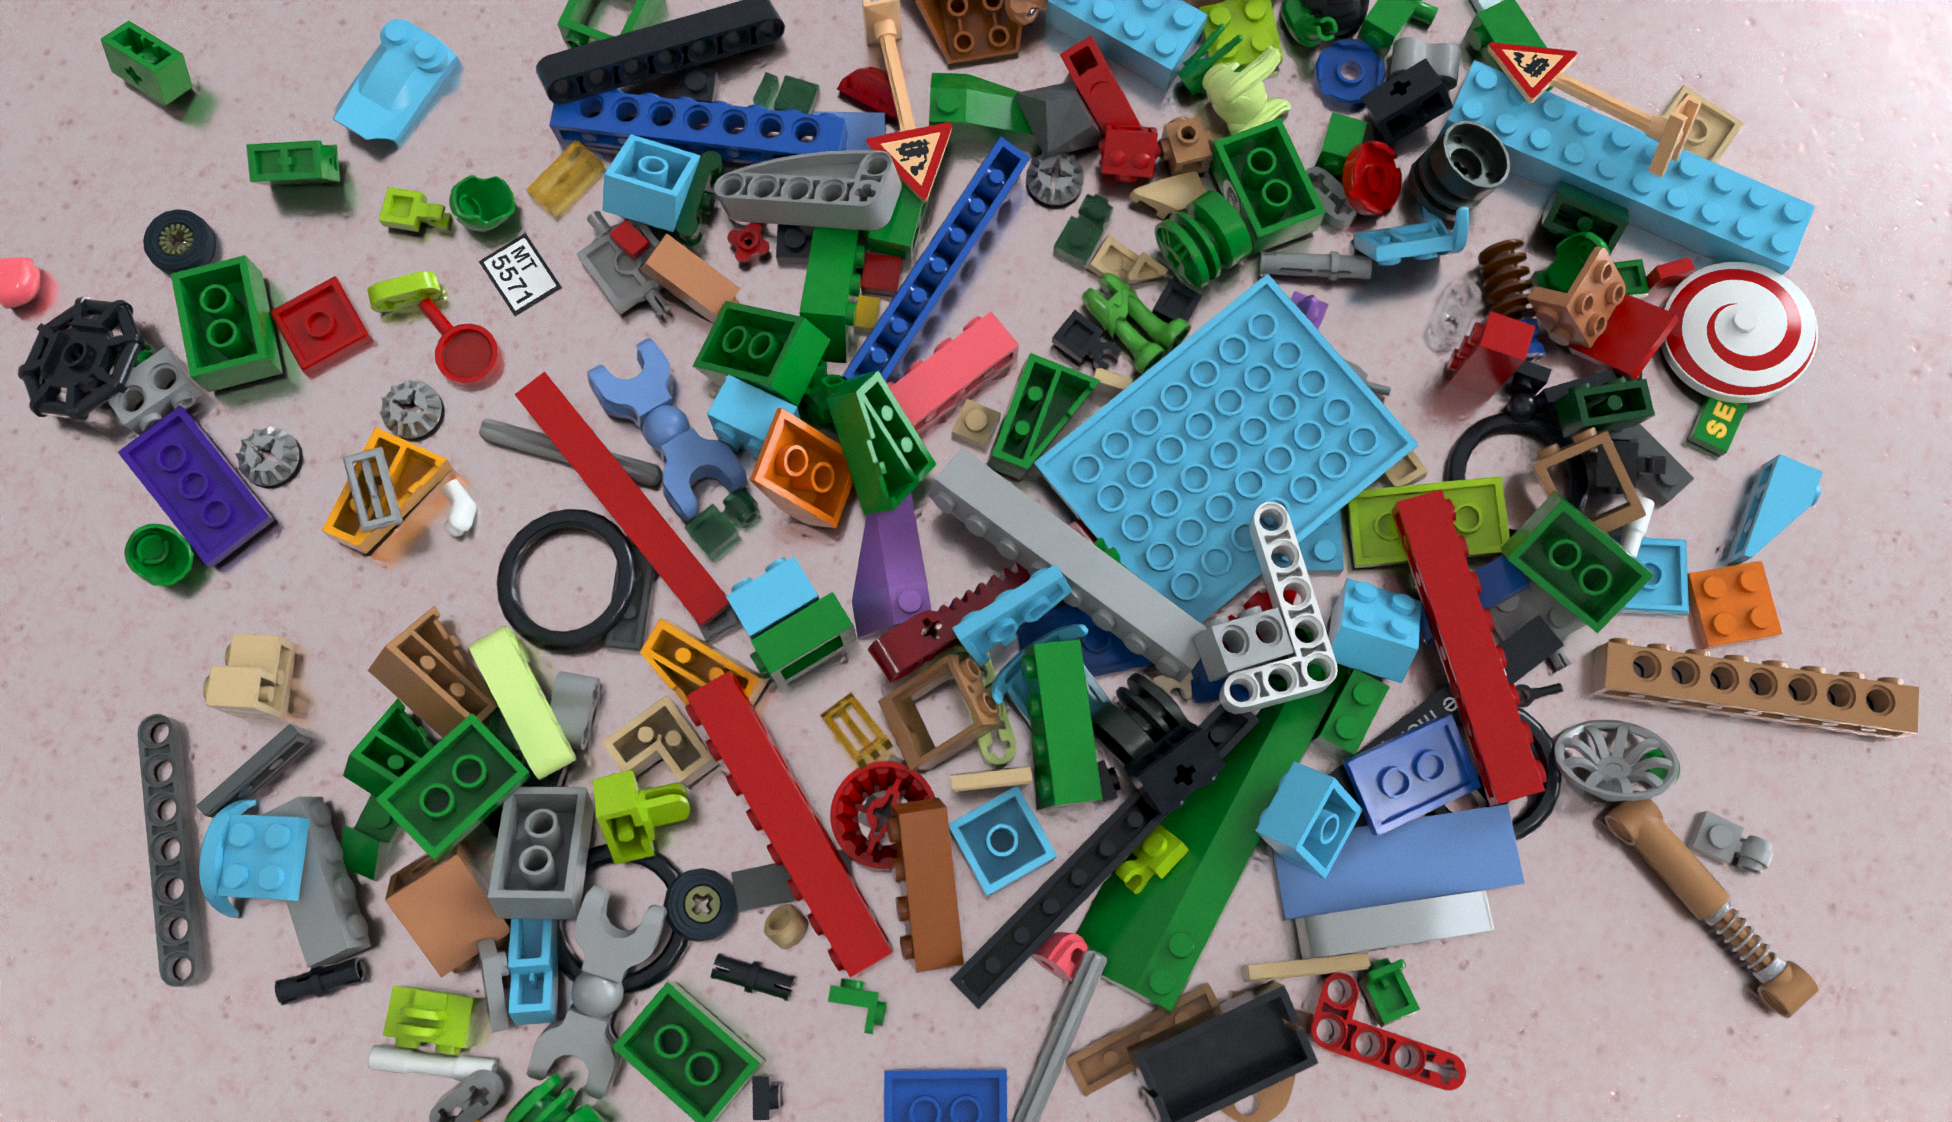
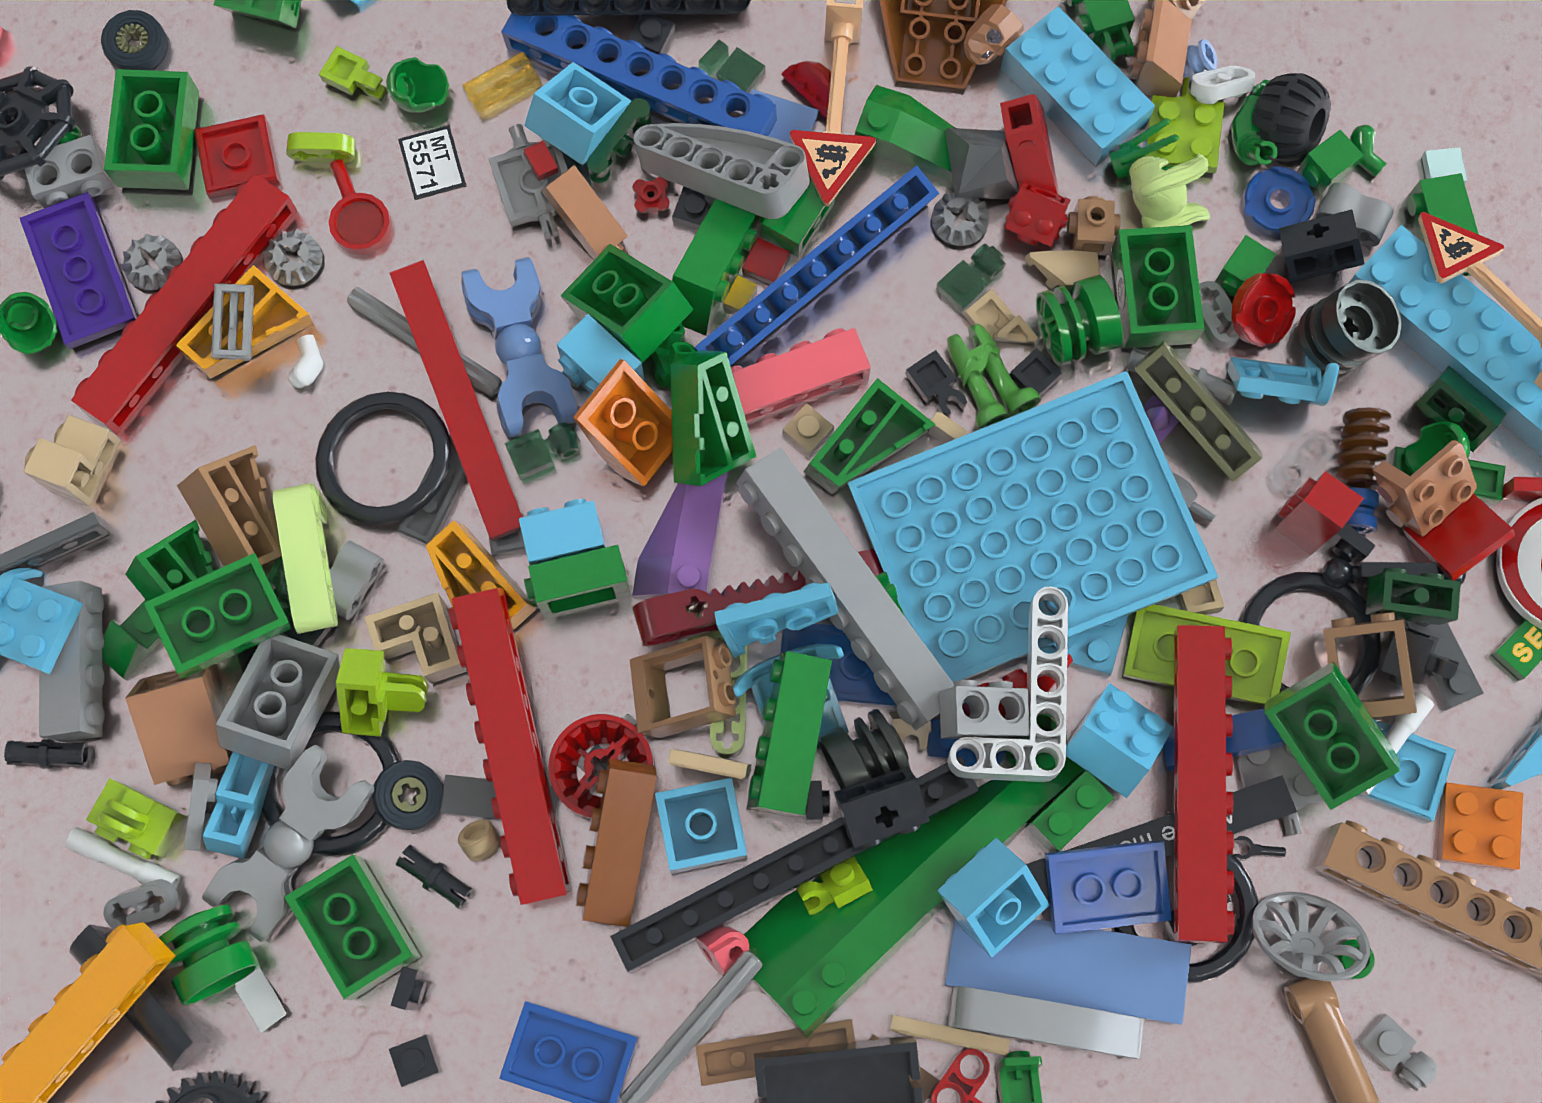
camera: 20 degrees right, 0 degrees up
(294, 534) = (149, 343): none -> red brick
(853, 993) = (520, 922): green bracket -> none
(870, 748) = (608, 701): clear yellow tile -> none
(1345, 292) = (1198, 411): none -> olive brick

